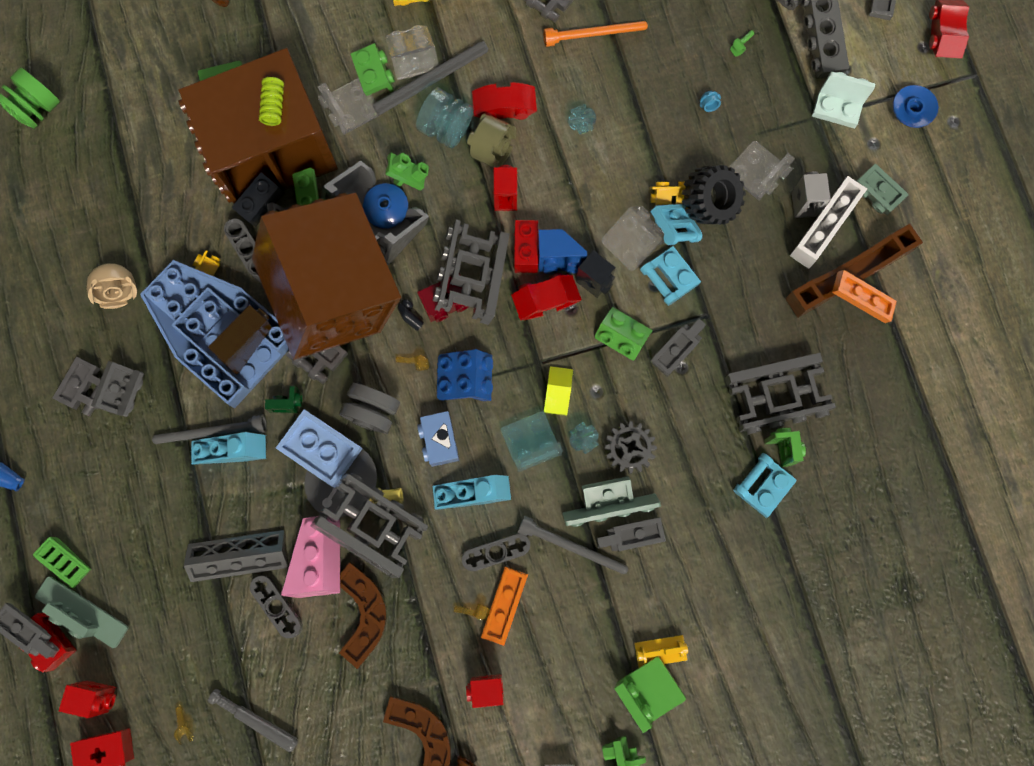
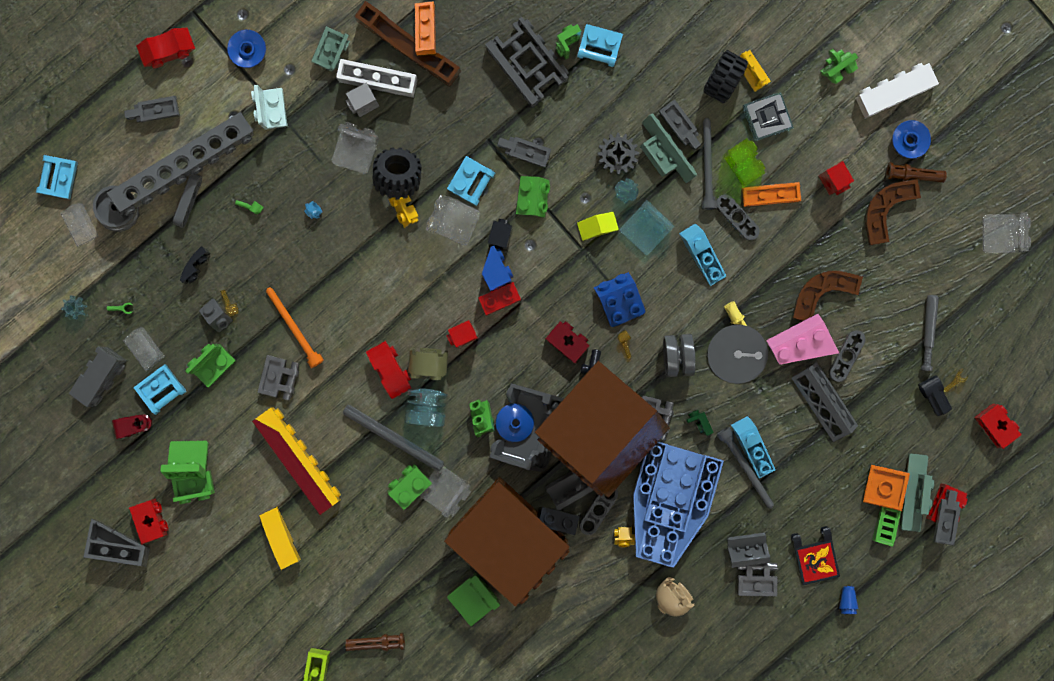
camera: 120 degrees left, 10 degrees up
(68, 463) = (816, 560): none -> flag
(87, 699) = (969, 451): red brick -> none
(103, 580) = (886, 487): none -> orange tile
(181, 691) = (933, 391): none -> black piece
(241, 338) = (673, 471): dark brown slope -> none
(271, 101) = (495, 527): lime piece -> none
(305, 187) = (536, 484): bright green bracket -> none
(319, 448) = (722, 380): light blue plate -> none
(359, 543) = (777, 313): dark grey fence -> none
(412, 51) = (376, 464): clear bracket -> none
(438, 438) = (675, 296): medium blue brick -> none
(481, 612) = (785, 209): clear yellow hand -> none
(489, 275) = (537, 314): dark grey fence -> none
(555, 589) = (744, 163): none -> clear neon green brick
(556, 293) = (526, 259): red brick -> none
(582, 119) = (375, 302): clear light blue gear -> none
(598, 644) = (768, 116): none -> slope
(649, 693) = (785, 66): bright green bracket -> none
(668, 611) = (725, 76): none -> black tyre
(674, 217) = (427, 197): medium azure plate -> none

